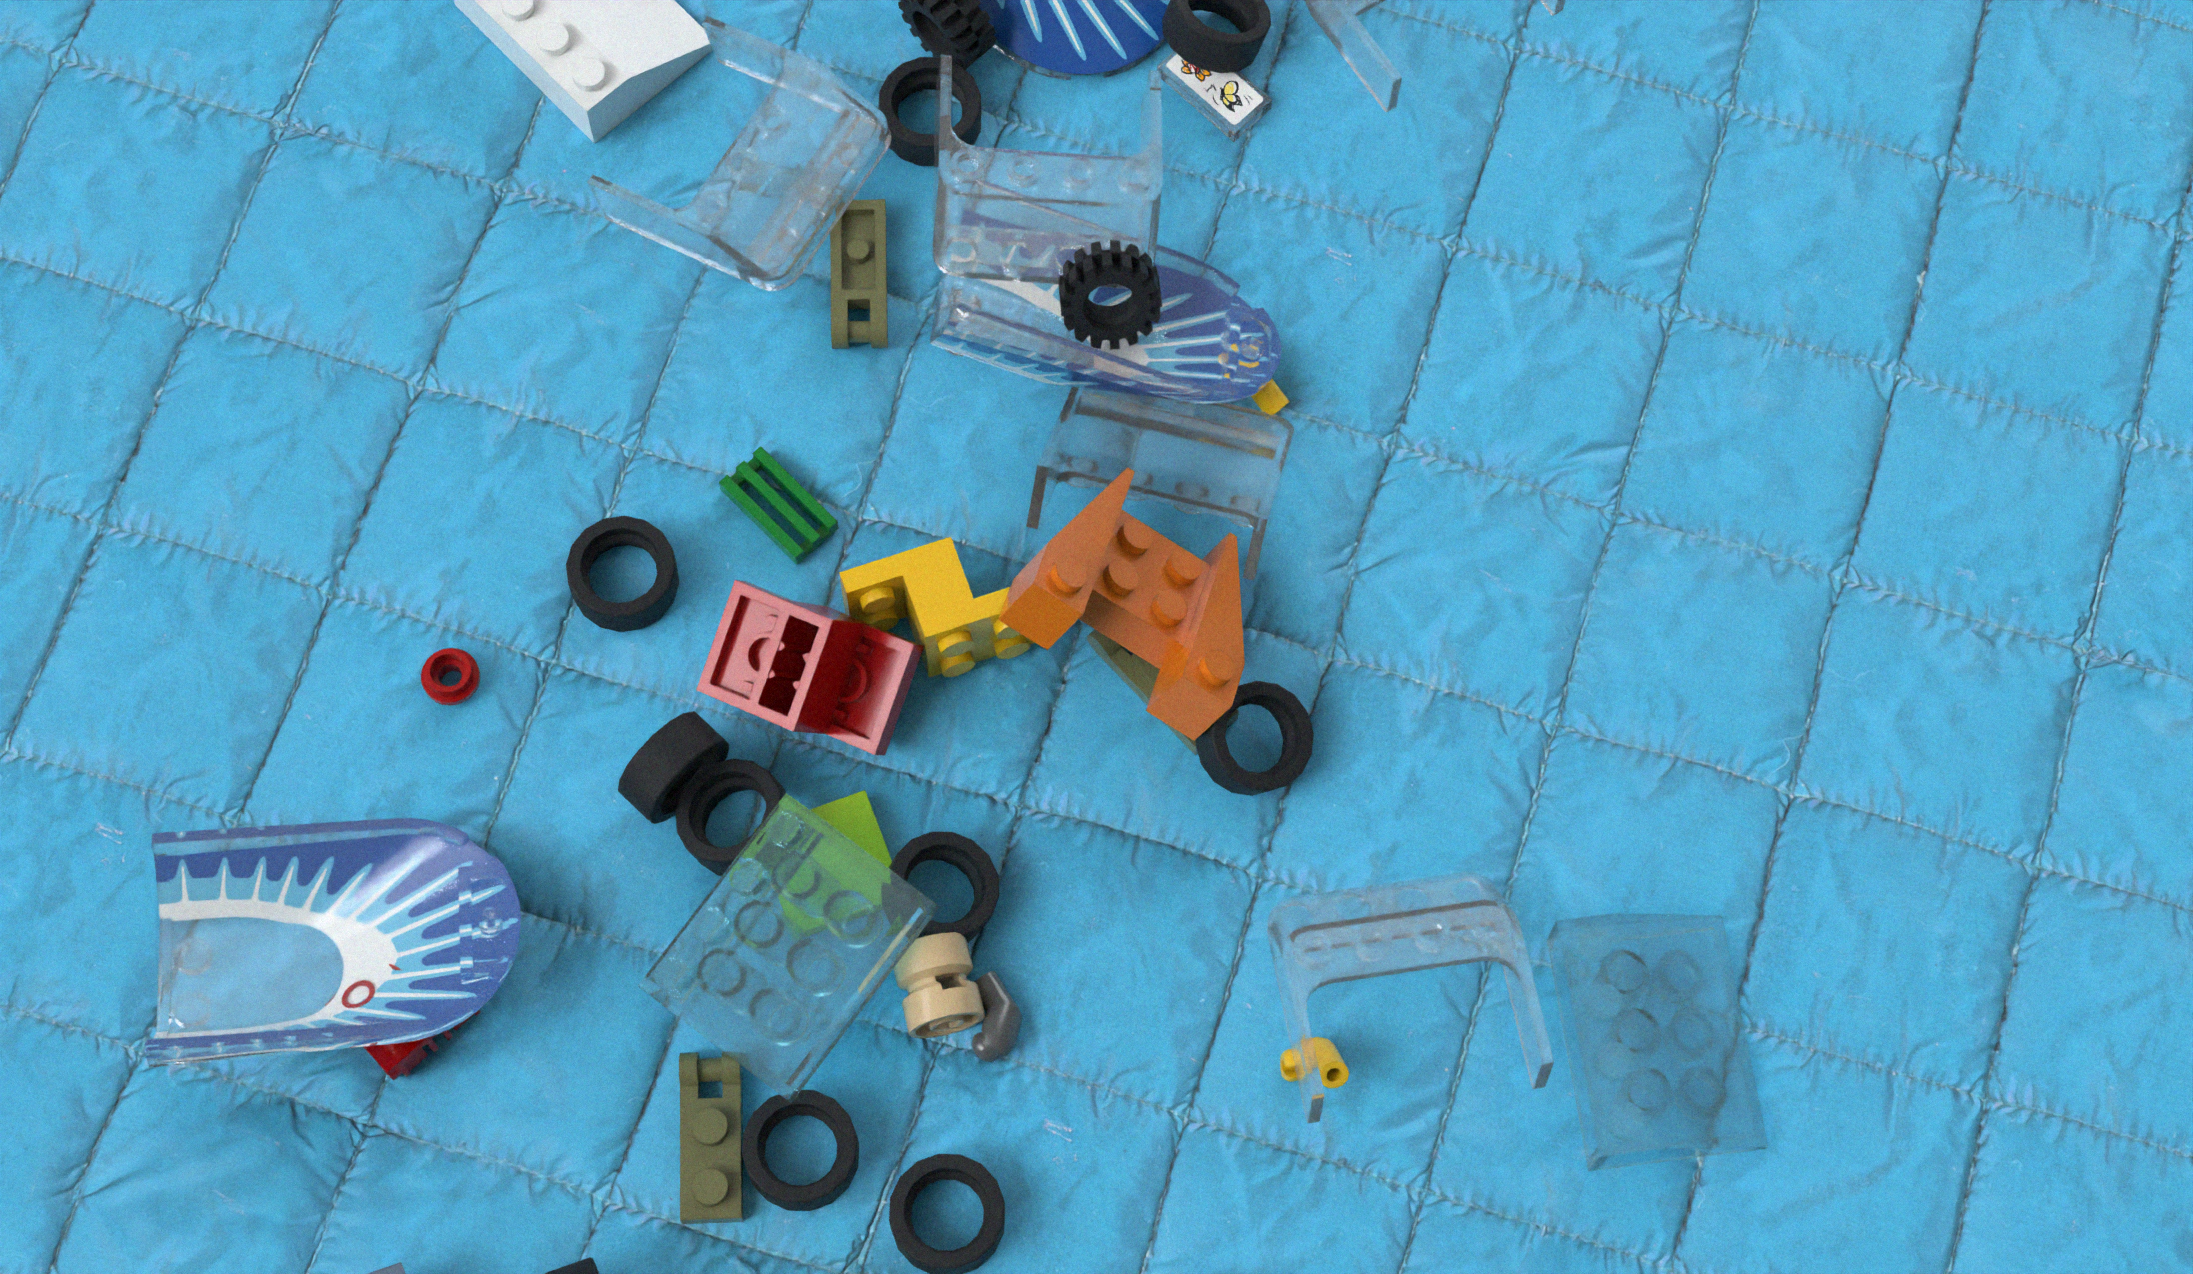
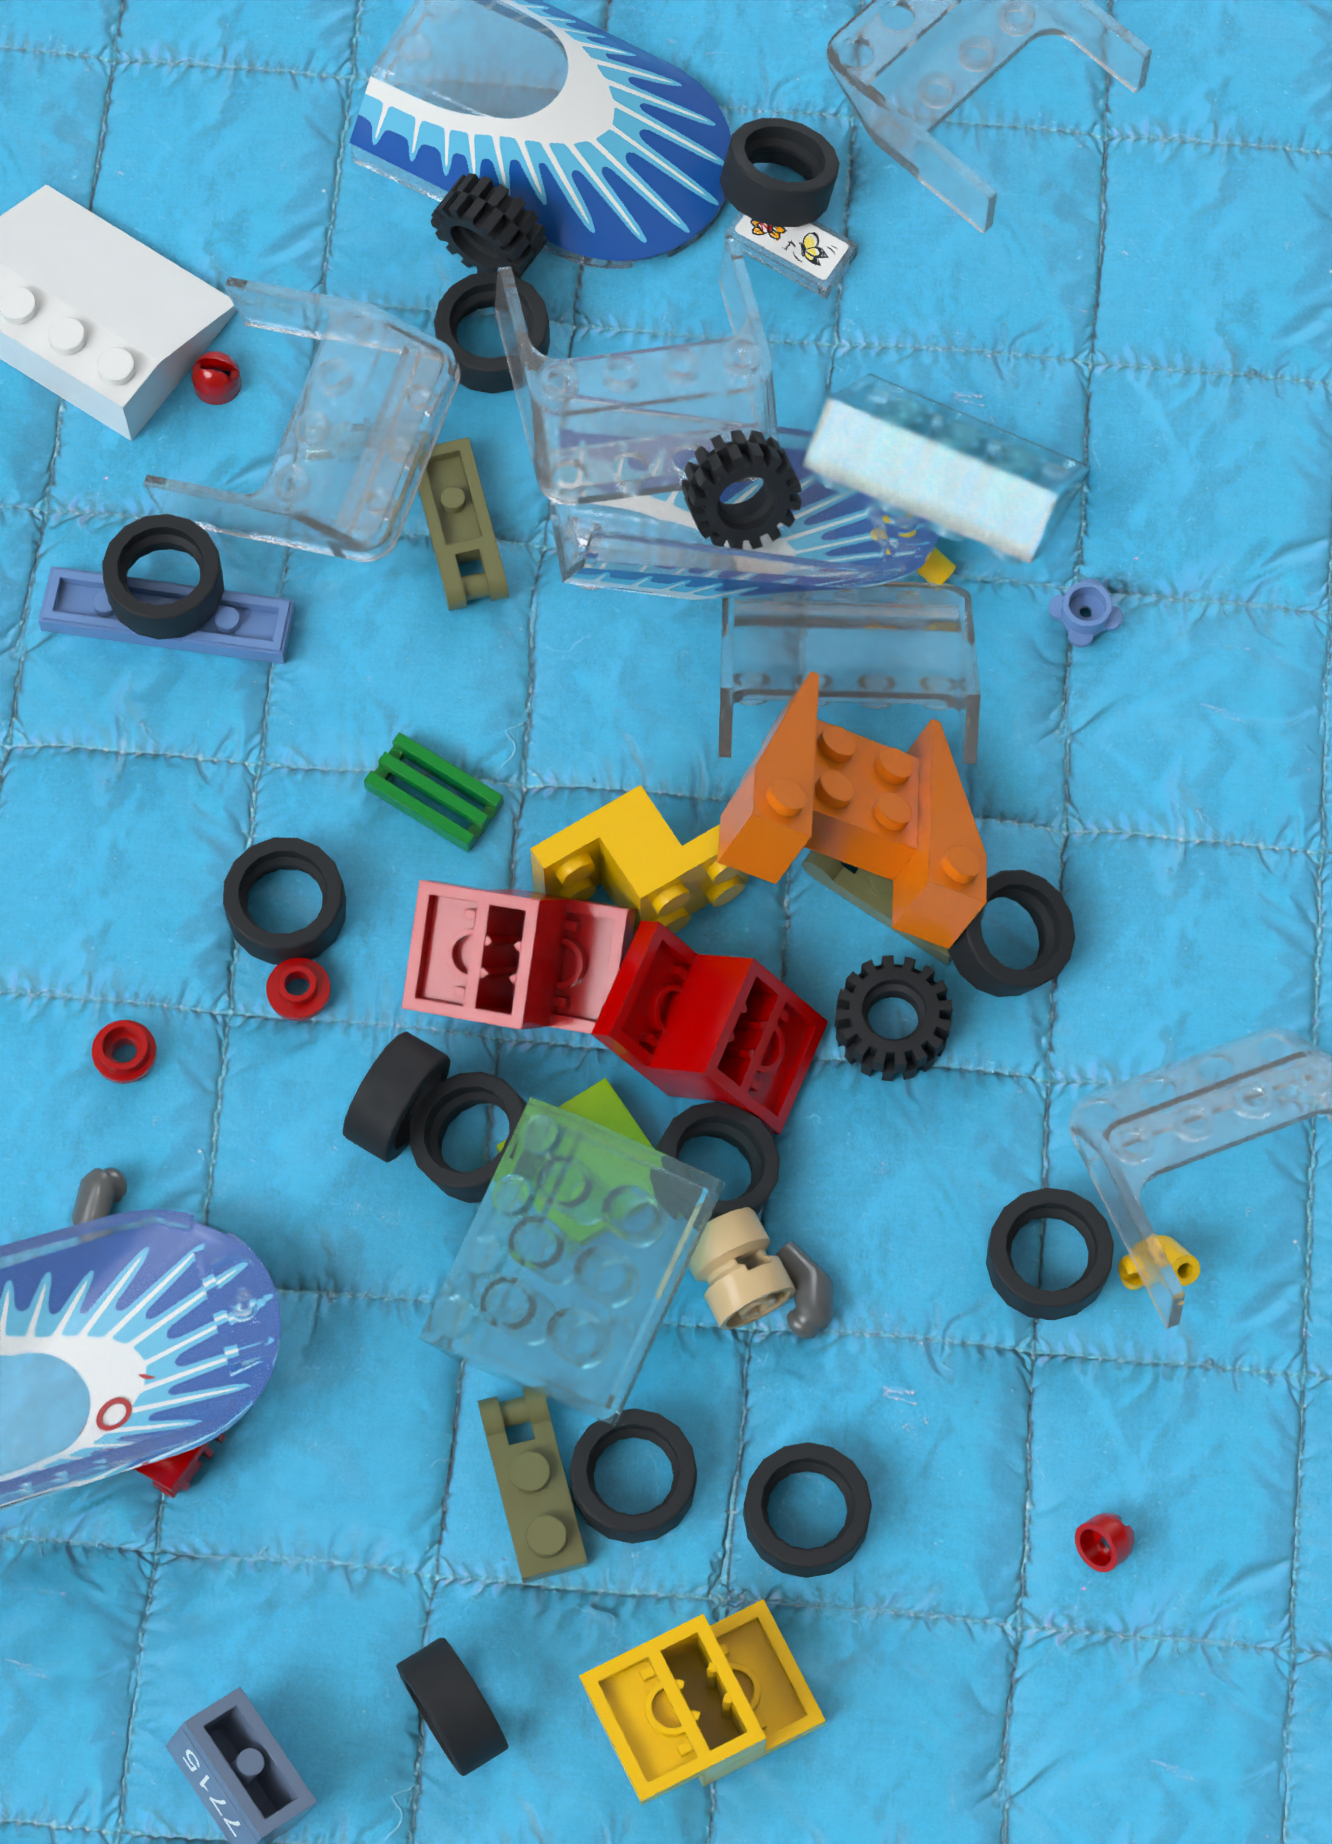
camera: 10 degrees left, 0 degrees up
(394, 796) = (97, 1194): none -> dark grey arm
(575, 230) = (156, 534): none -> black tyre
(586, 301) = (241, 628): none -> medium blue tile
(615, 669) = (298, 1006): none -> red plate
(676, 109) = (215, 386): none -> red hinge
(965, 764) = (709, 1026): none -> red bracket
(1142, 759) = (901, 982): none -> black tyre
(1237, 990) = (1055, 1205): none -> black tyre
(1295, 311) = (943, 468): none -> clear light blue slope
(1397, 451) = (1085, 595): none -> medium blue plate

